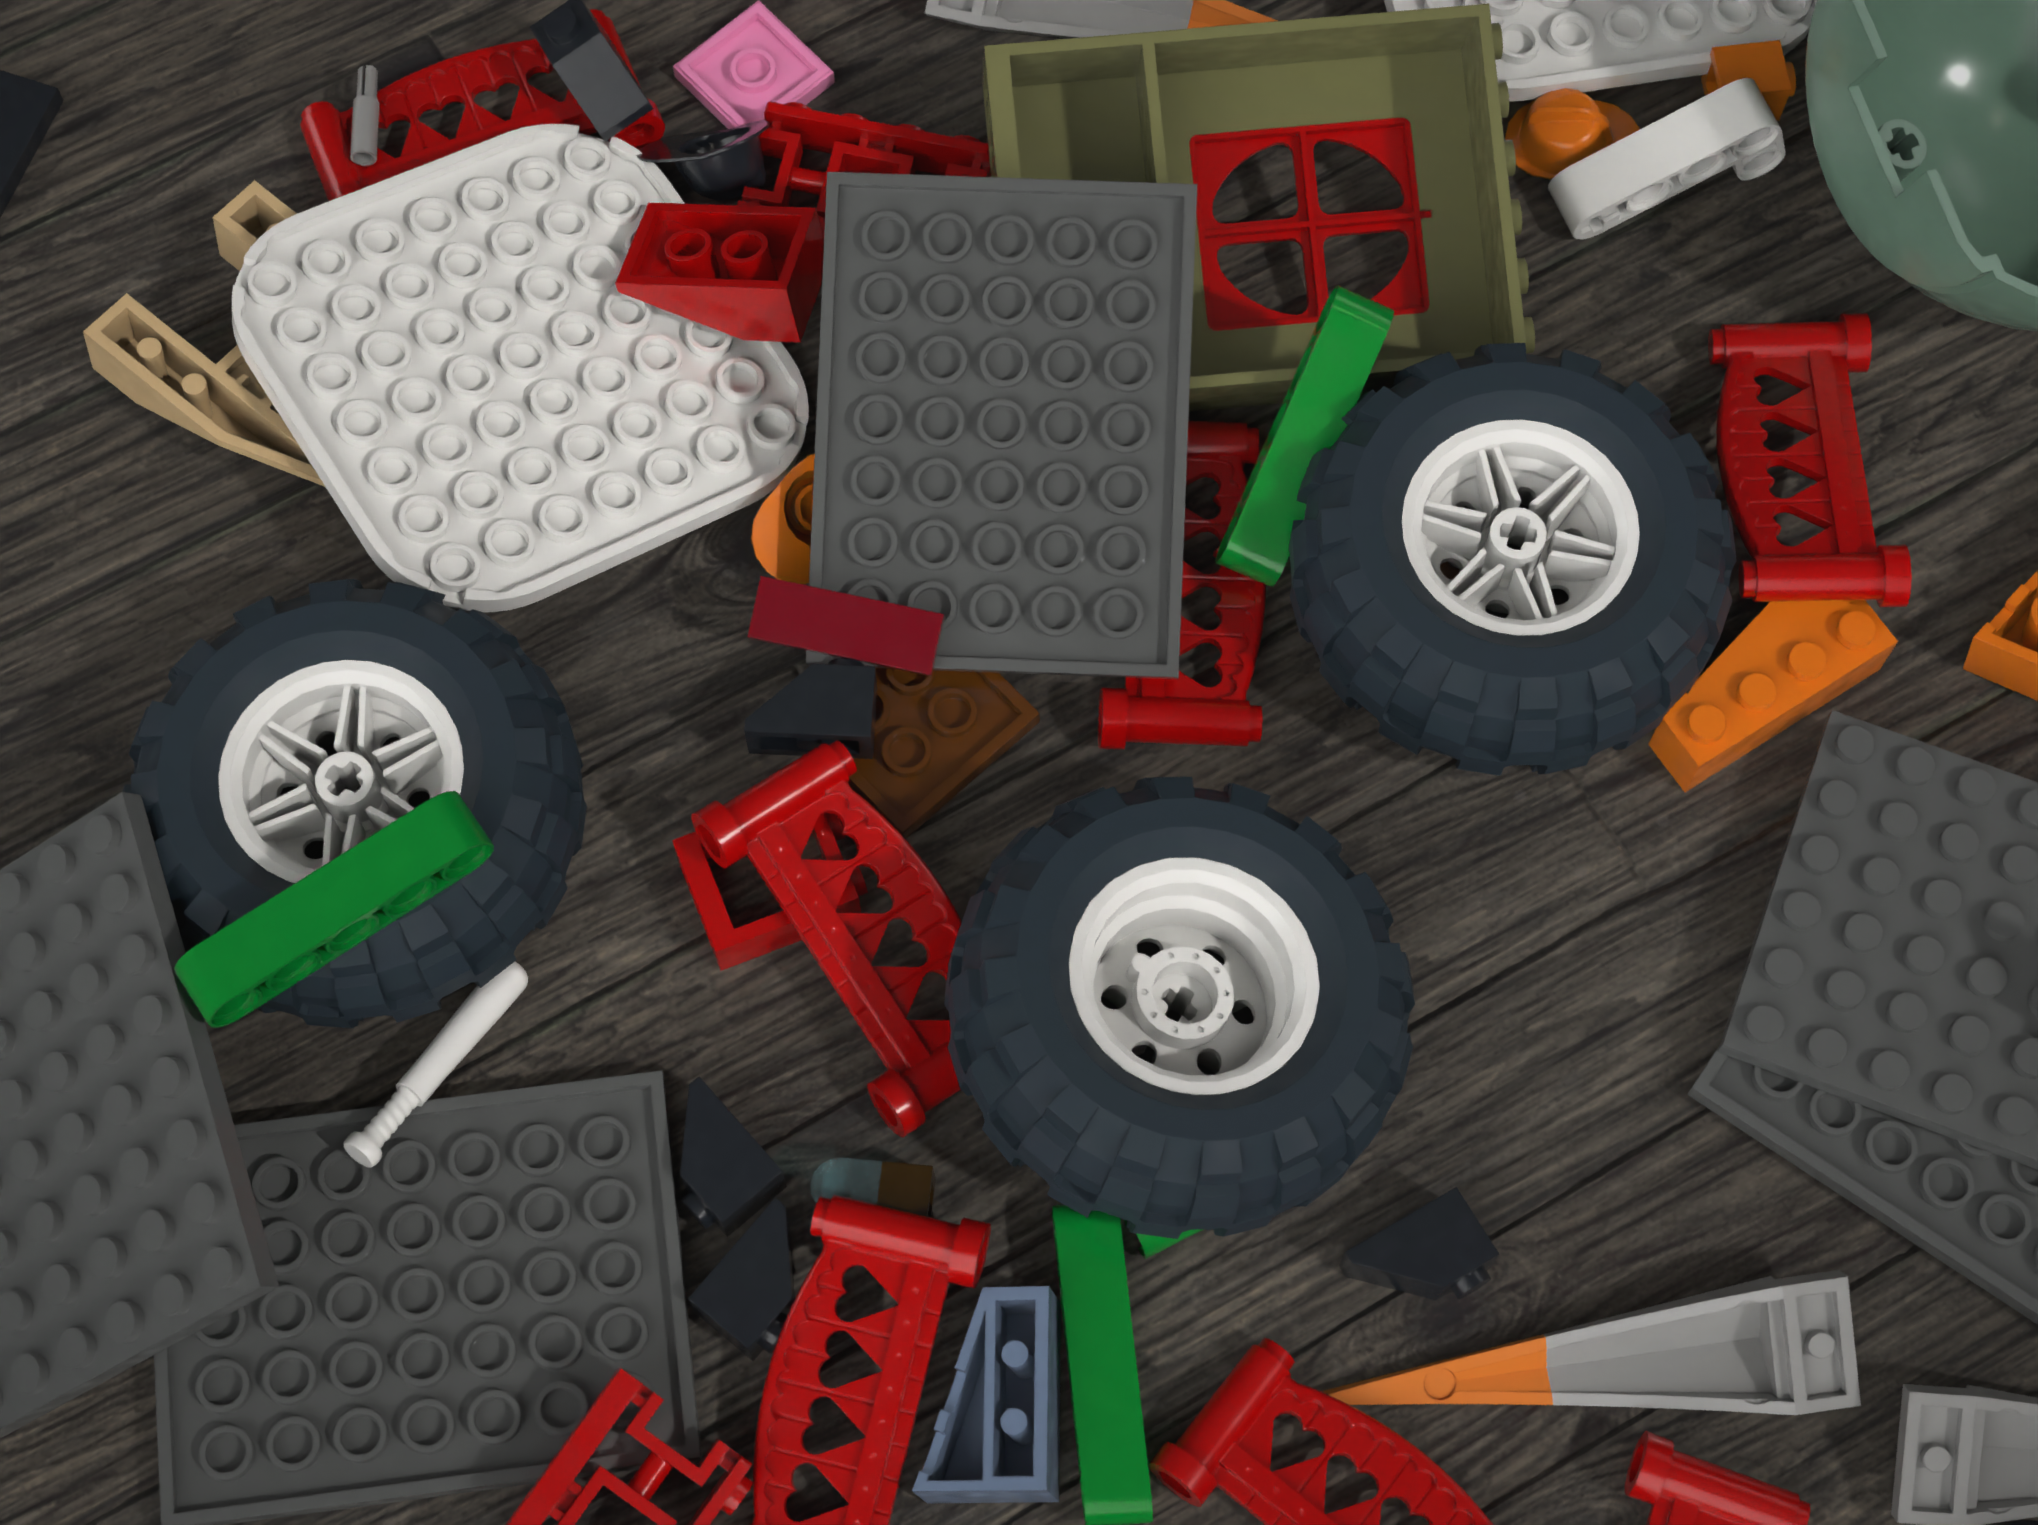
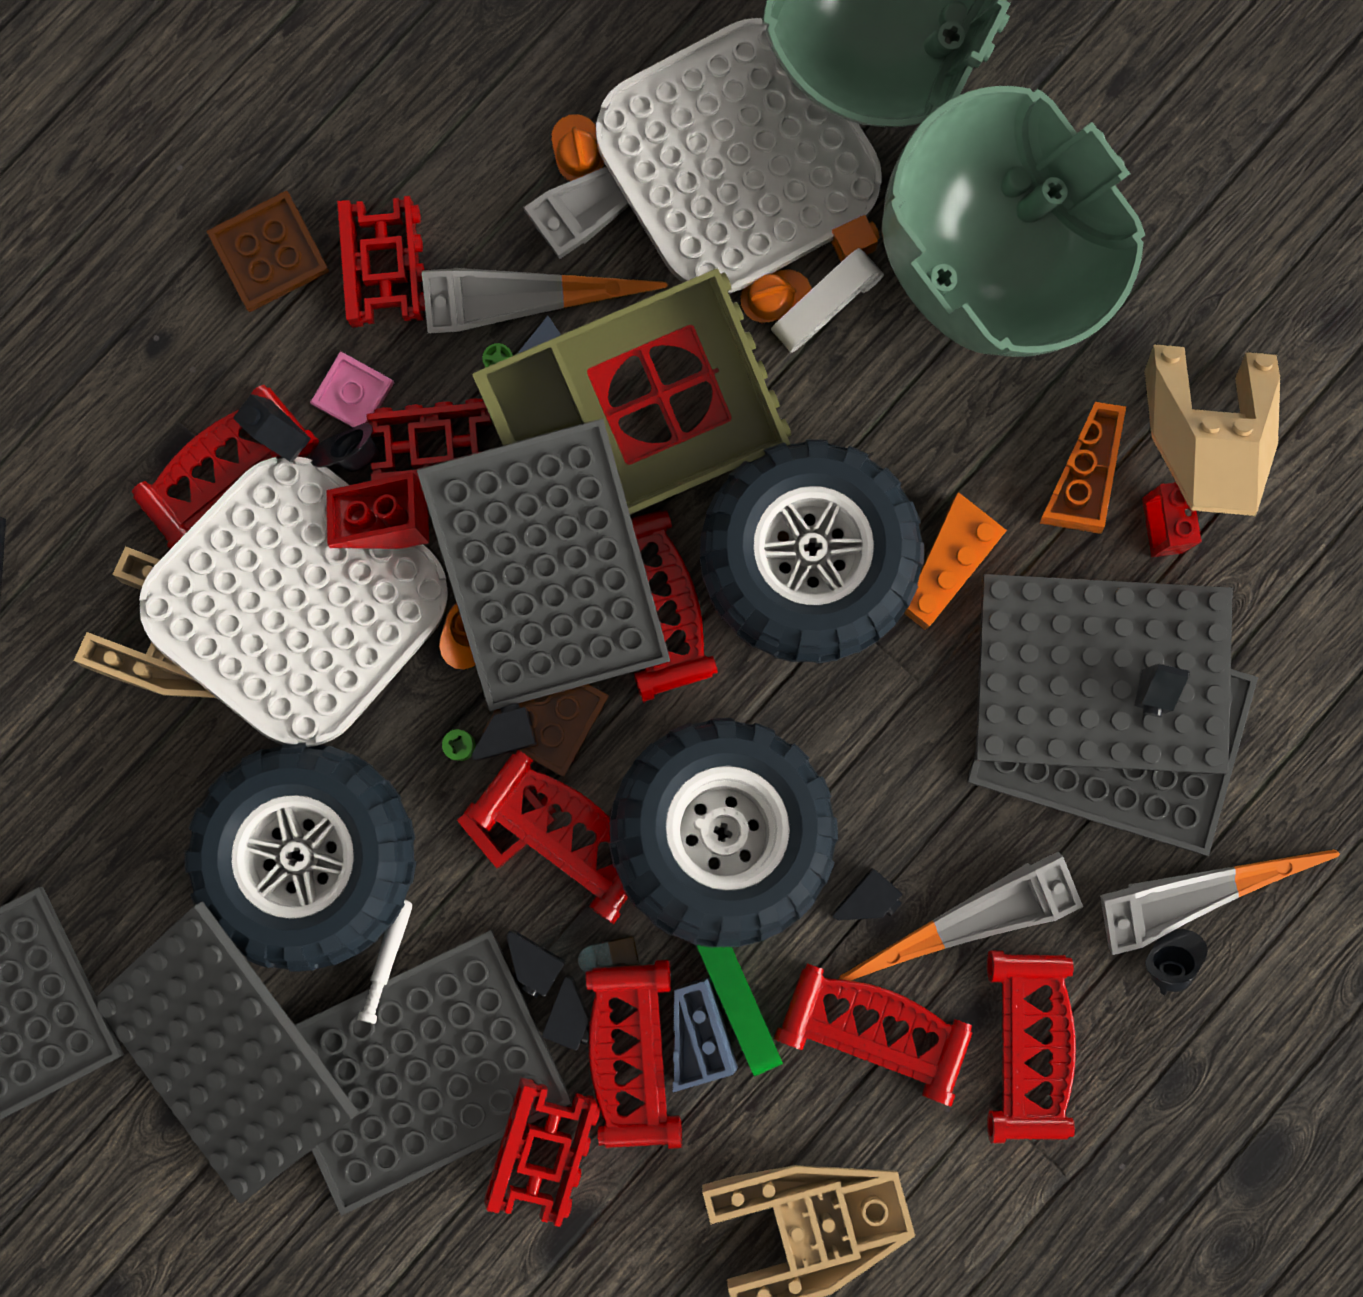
camera: 15 degrees left, 15 degrees up
(333, 909) = (317, 932): green beam -> none
(365, 118) = (165, 486): light grey pin -> none
(725, 731) = (463, 747): none -> bright green wheel
(846, 626) = (503, 689): dark red tile -> none
(1307, 421) = (693, 517): green beam -> none
(1844, 556) = (970, 498): red piece -> none

